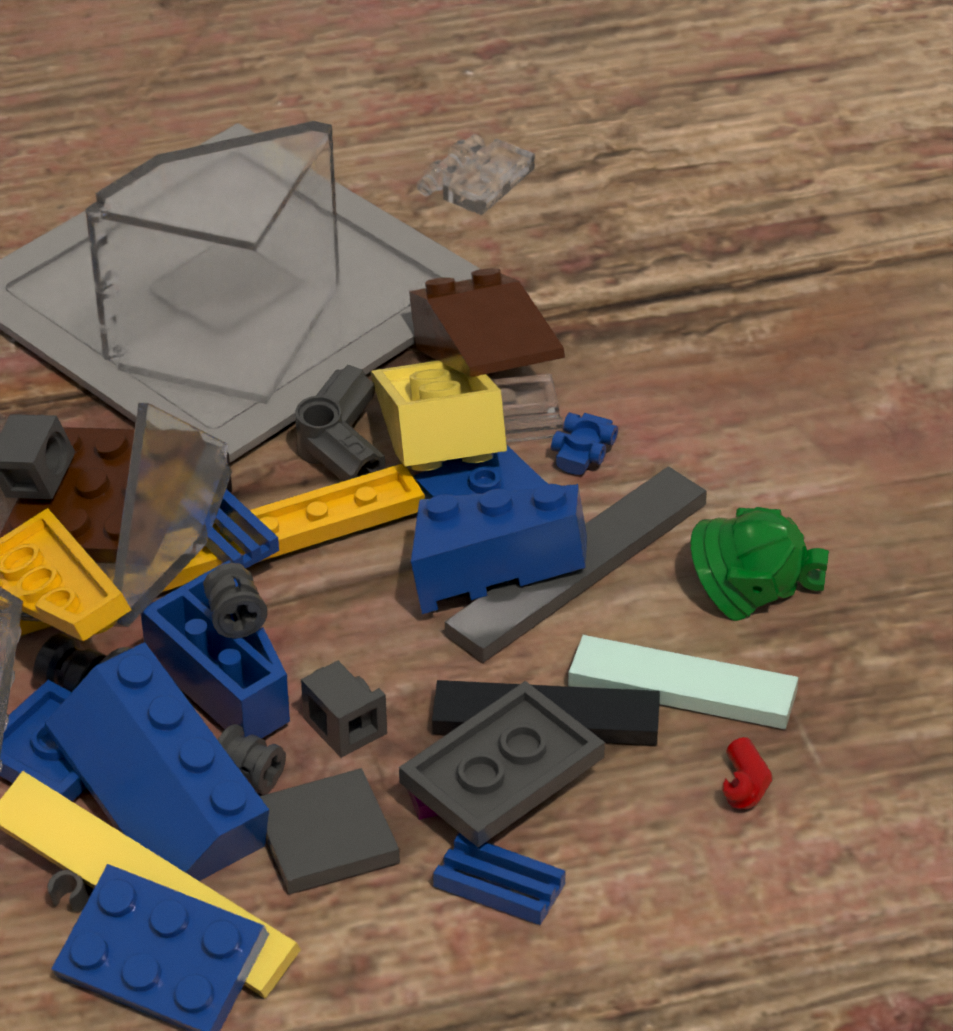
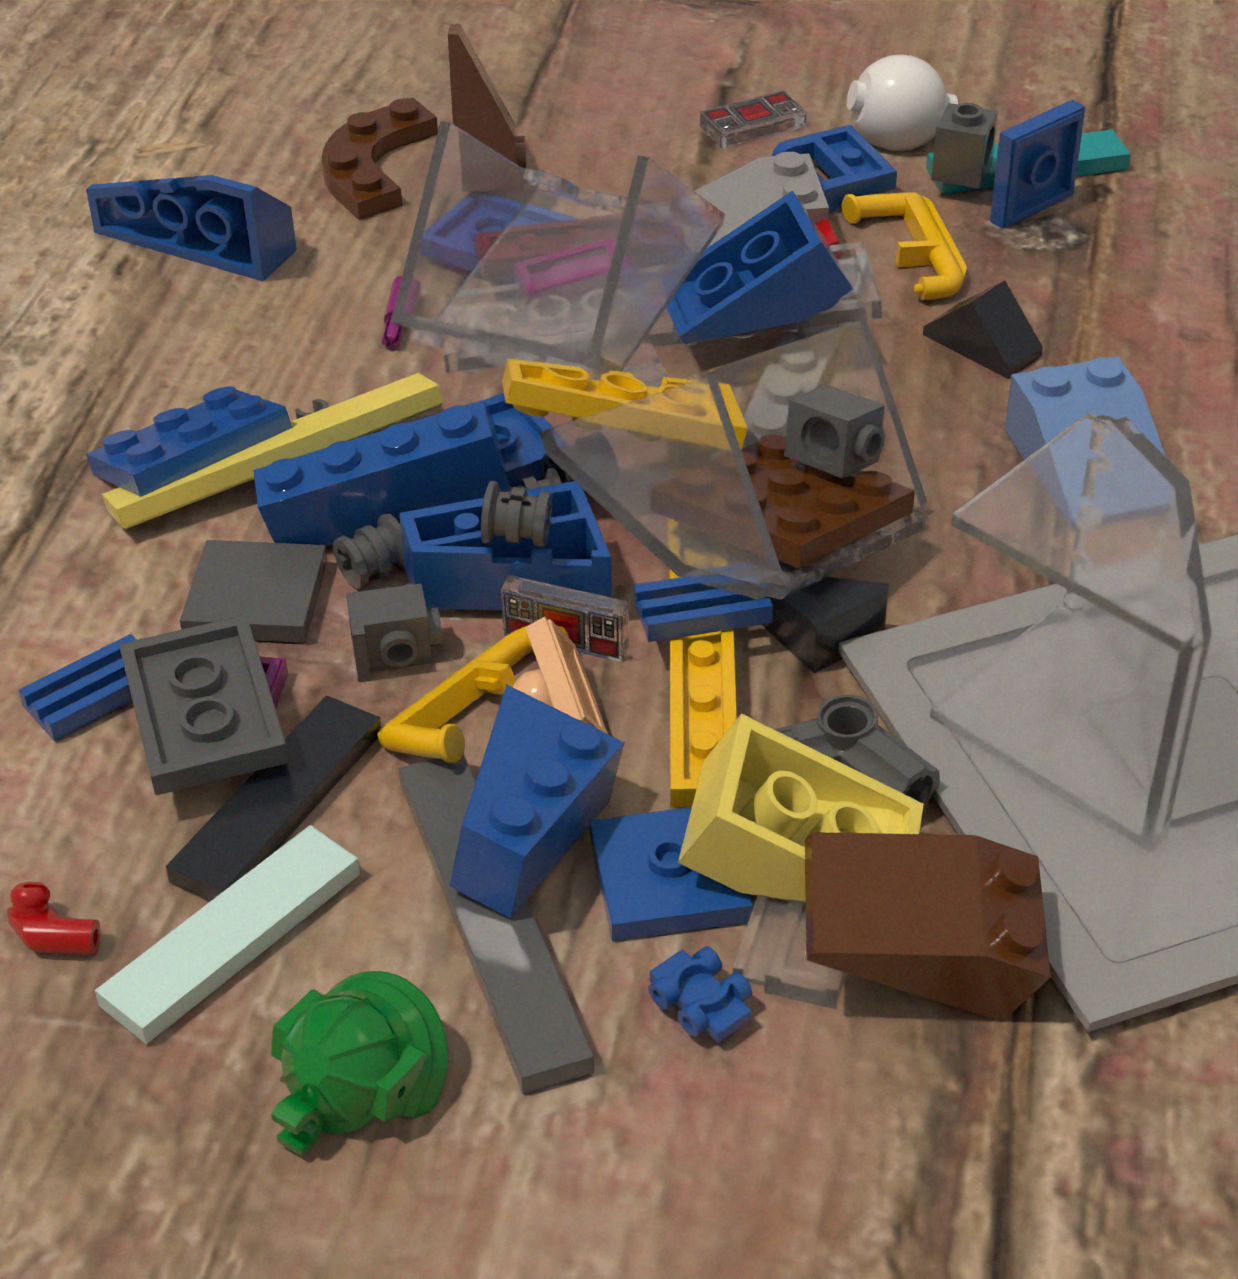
camera: 115 degrees right, 0 degrees up
(268, 590) = (592, 621): none -> tile
(360, 581) = (560, 675): none -> light nougat tile
(378, 660) = (416, 727): none -> yellow piece

